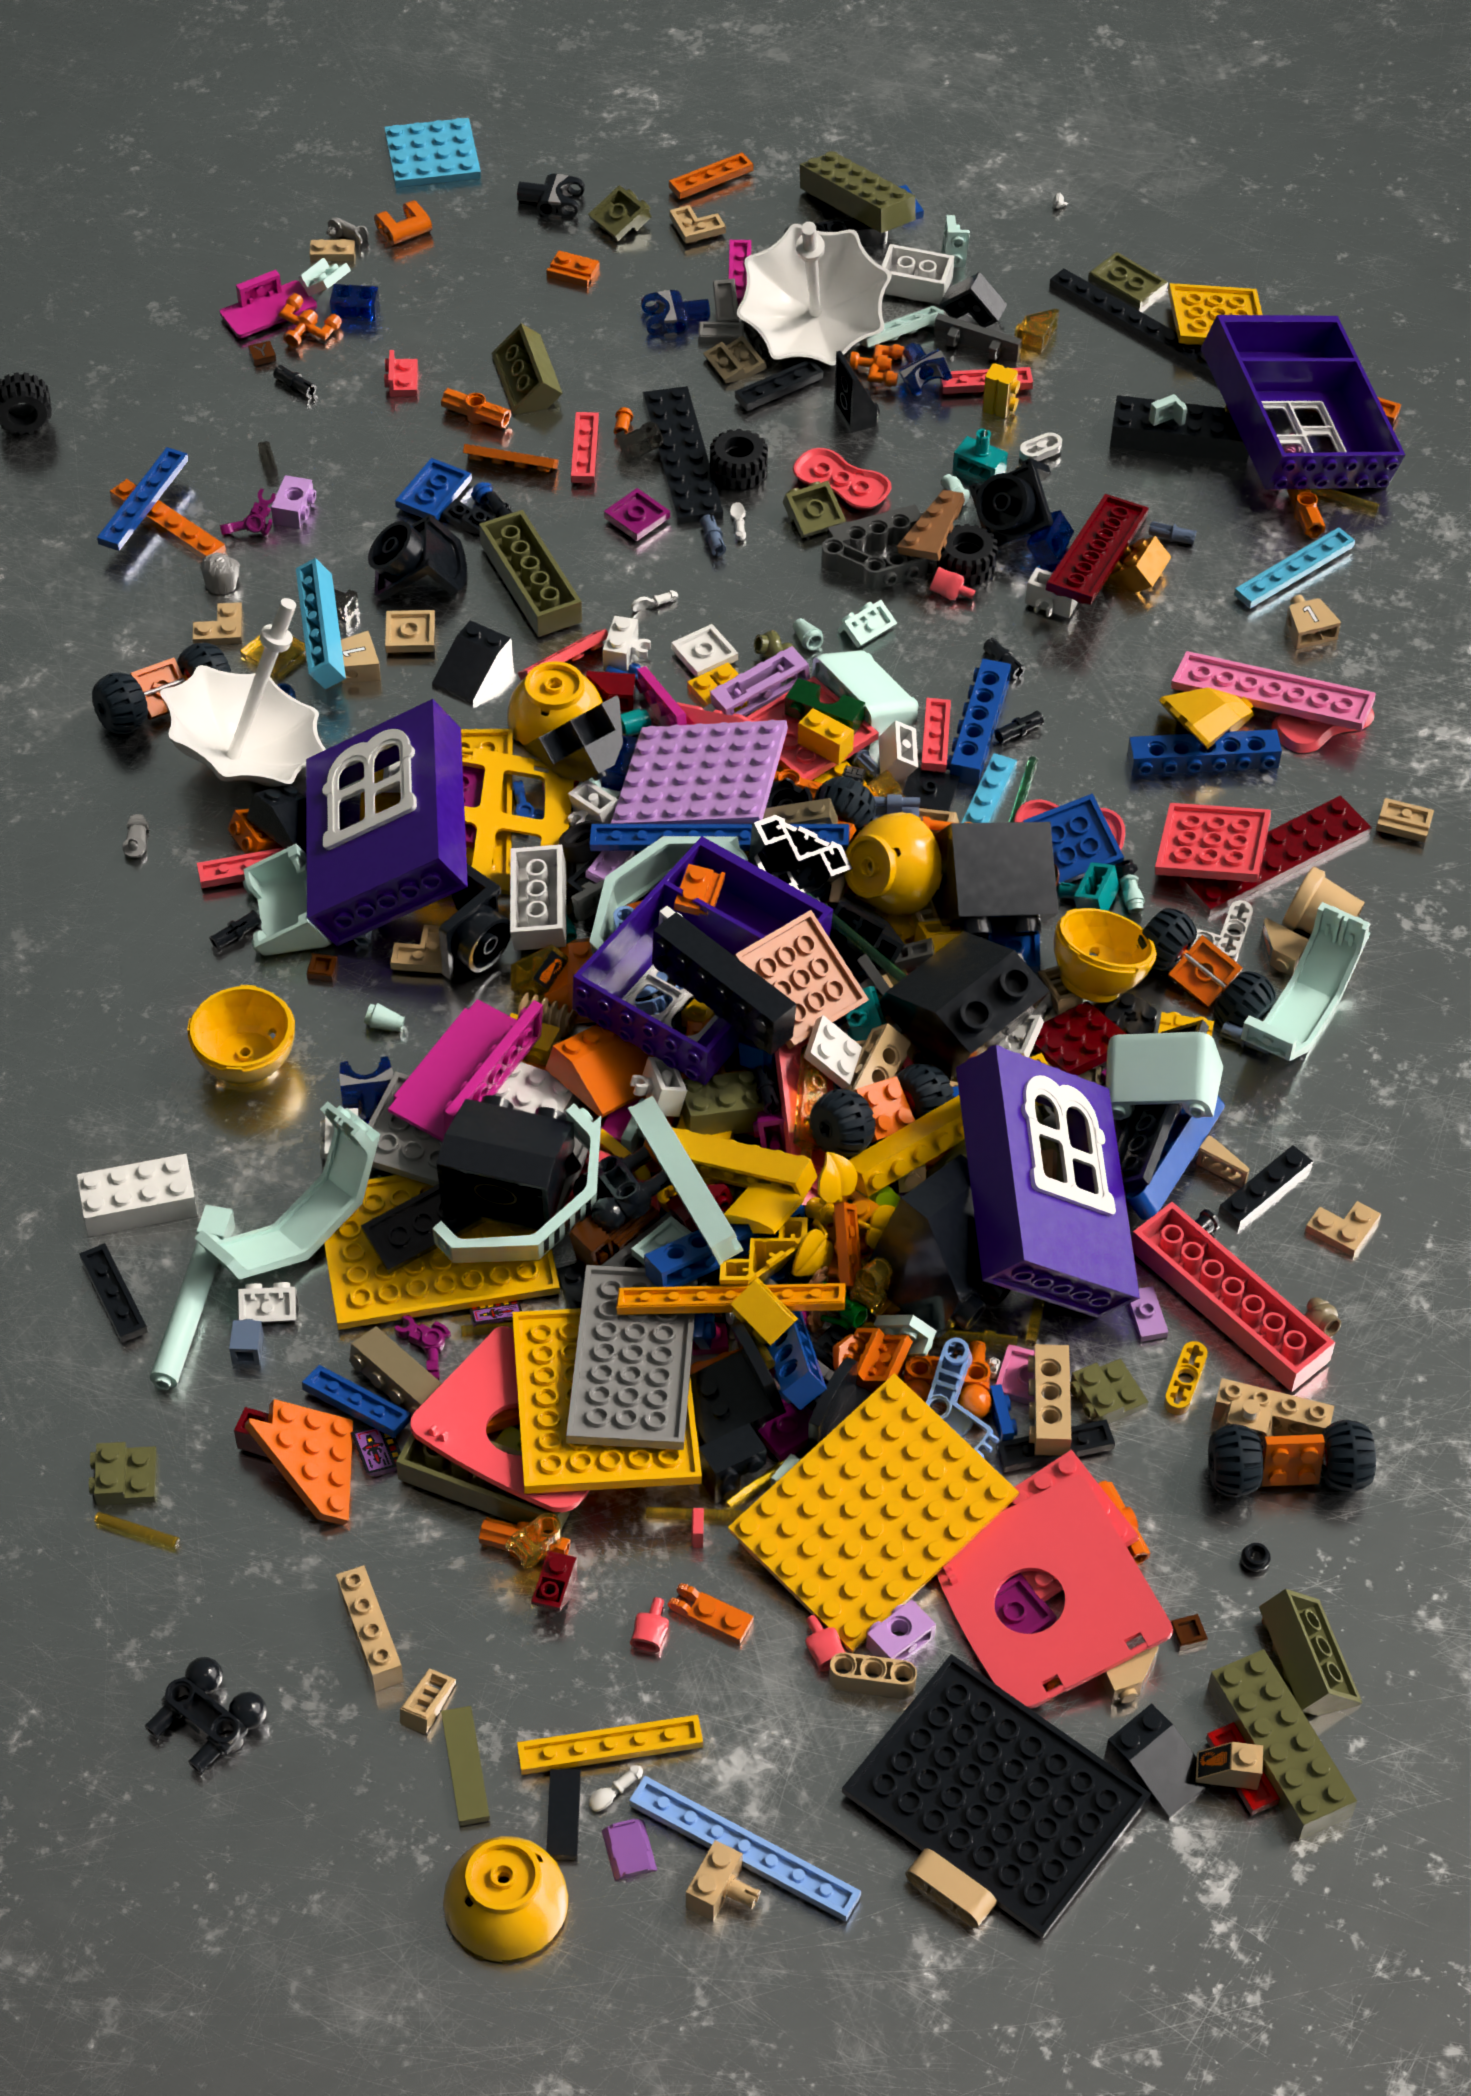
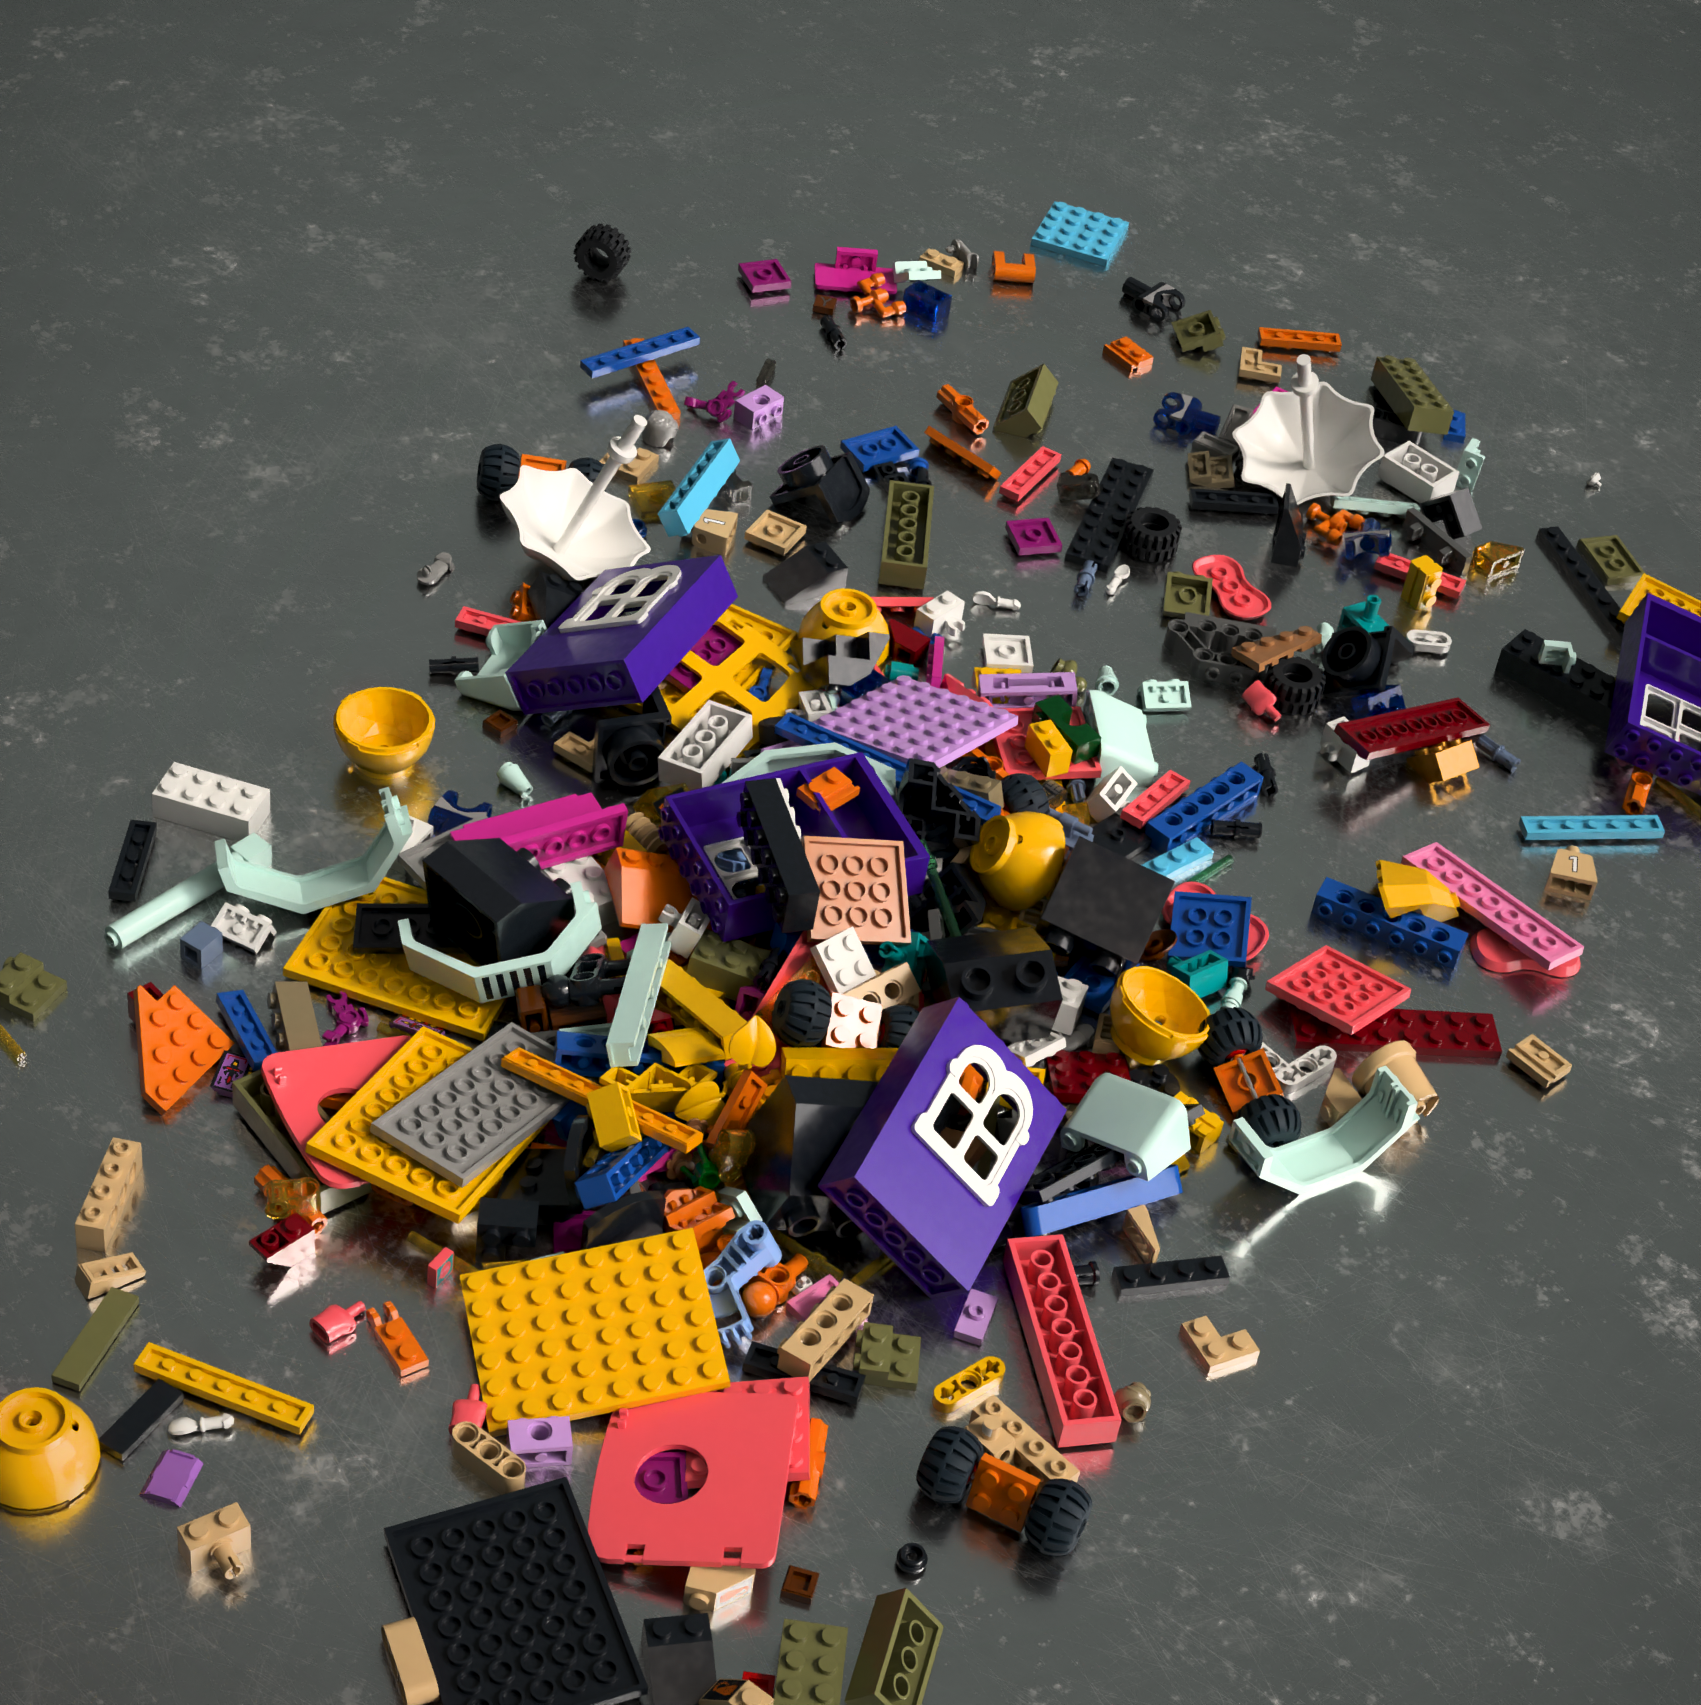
camera: 25 degrees right, 10 degrees down
(183, 349) = (764, 275): none -> magenta plate
(402, 376) = (921, 364): coral bracket -> none
(758, 1854) = (267, 1533): light blue plate -> none
(1001, 1406) = (780, 1315): blue plate -> none

